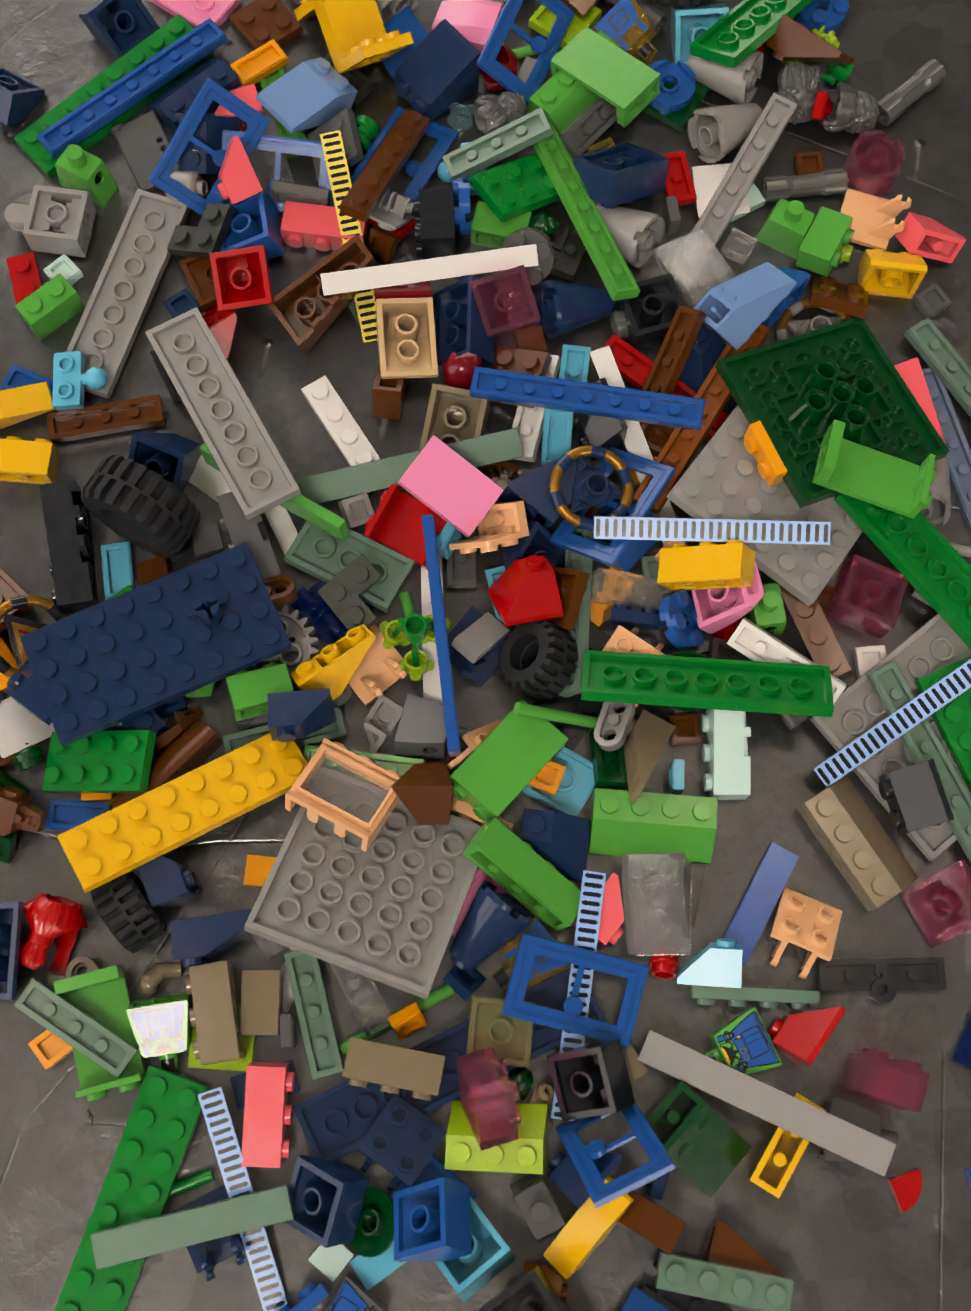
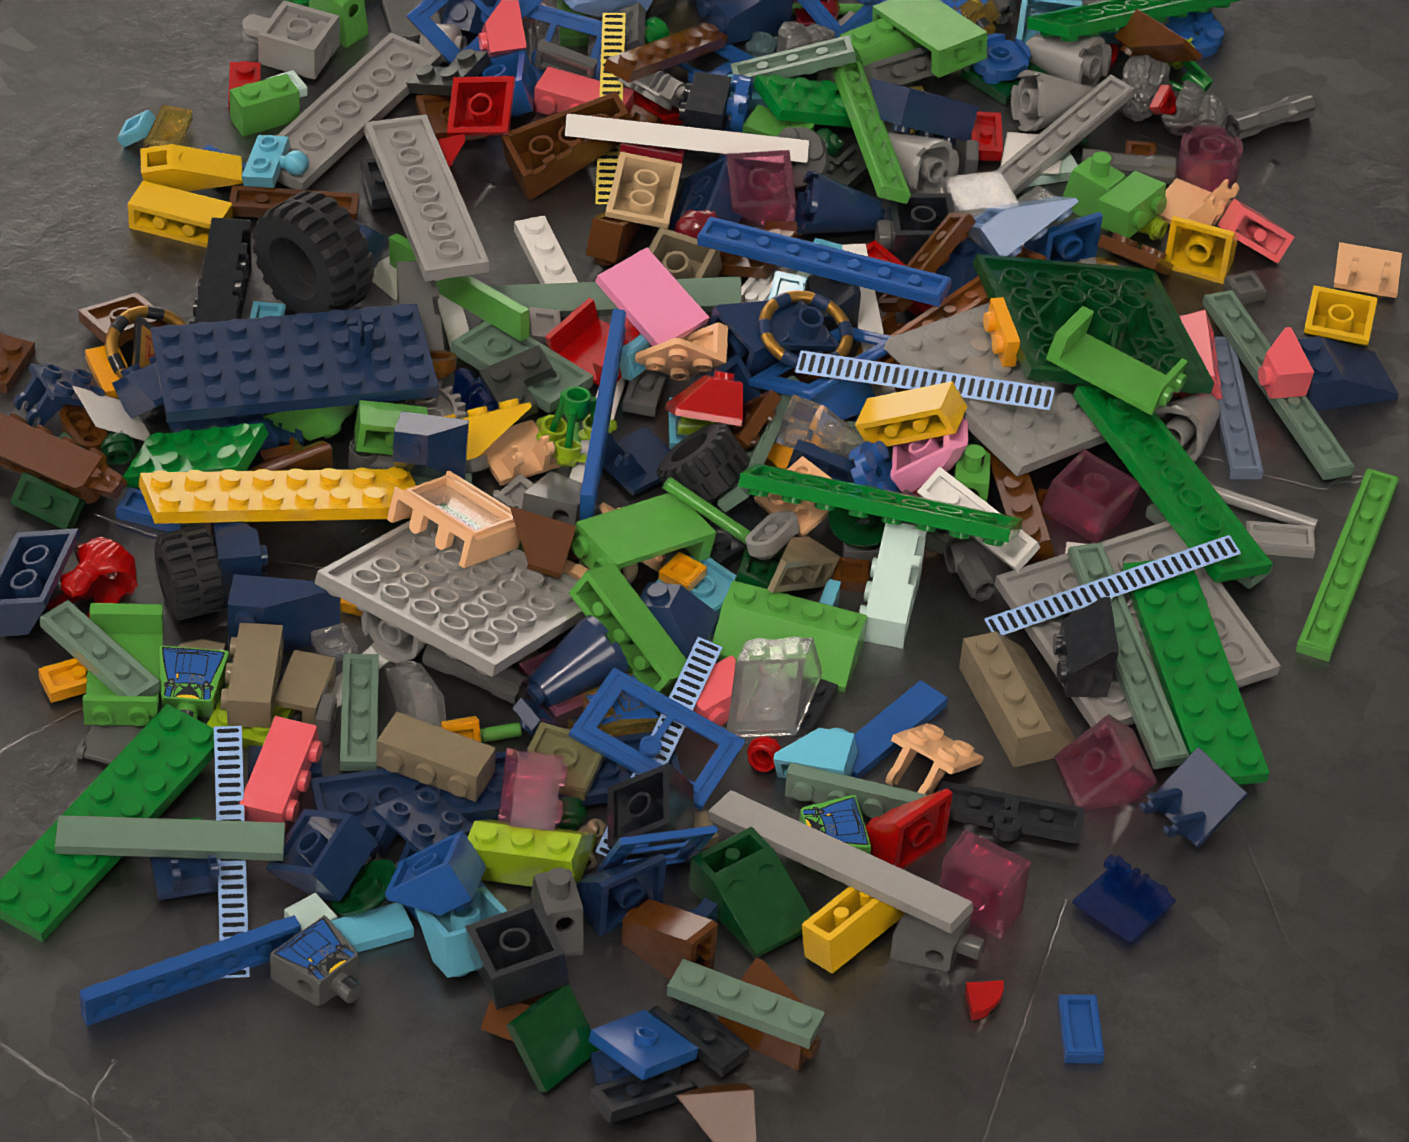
camera: 10 degrees right, 30 degrees down
(480, 637) = (643, 439): light grey tile -> none
(584, 1233) = (609, 925): yellow slope -> none

